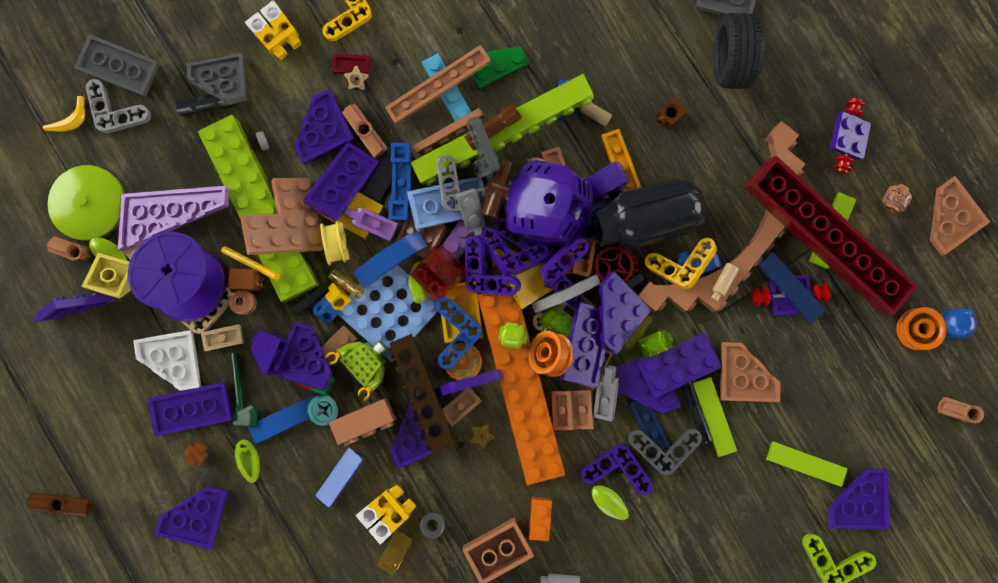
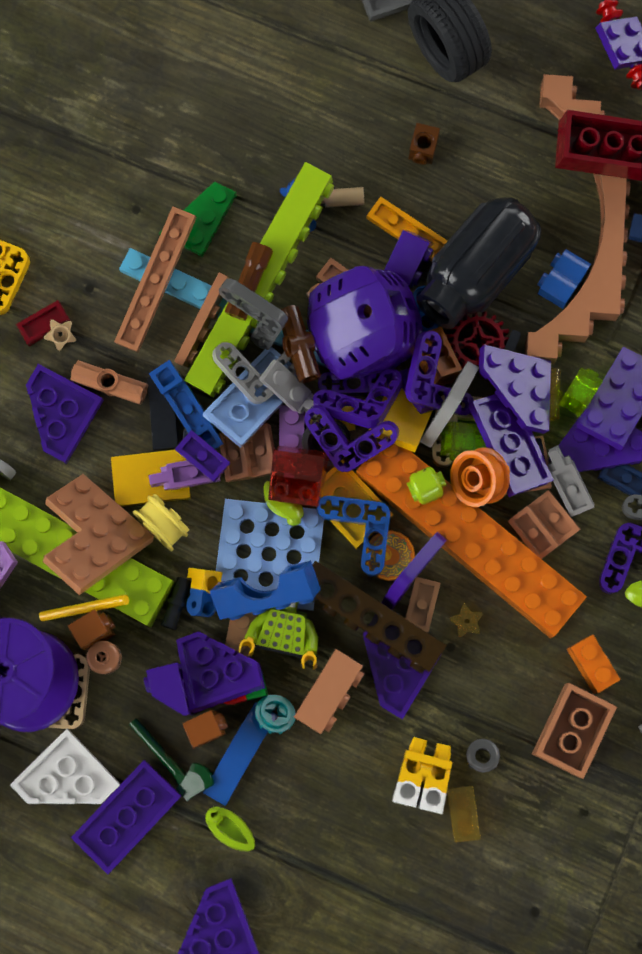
camera: 30 degrees left, 5 degrees down
(195, 454) = (168, 862): dark orange gear -> none
(222, 337) = (107, 713): tan plate -> none
(272, 390) = (205, 728): none -> dark orange brick
(339, 477) = (344, 775): slope -> none
(341, 182) = (122, 453): dark purple plate -> none
(346, 283) = (204, 558): clear yellow pin -> none
(347, 323) = (236, 597): none -> blue arch
(387, 219) = (202, 456): none -> dark purple plate
(389, 258) = (233, 498): blue slope -> none
(682, 271) = (552, 298): yellow beam -> none
(724, 281) = (606, 277): tan cylinder -> none

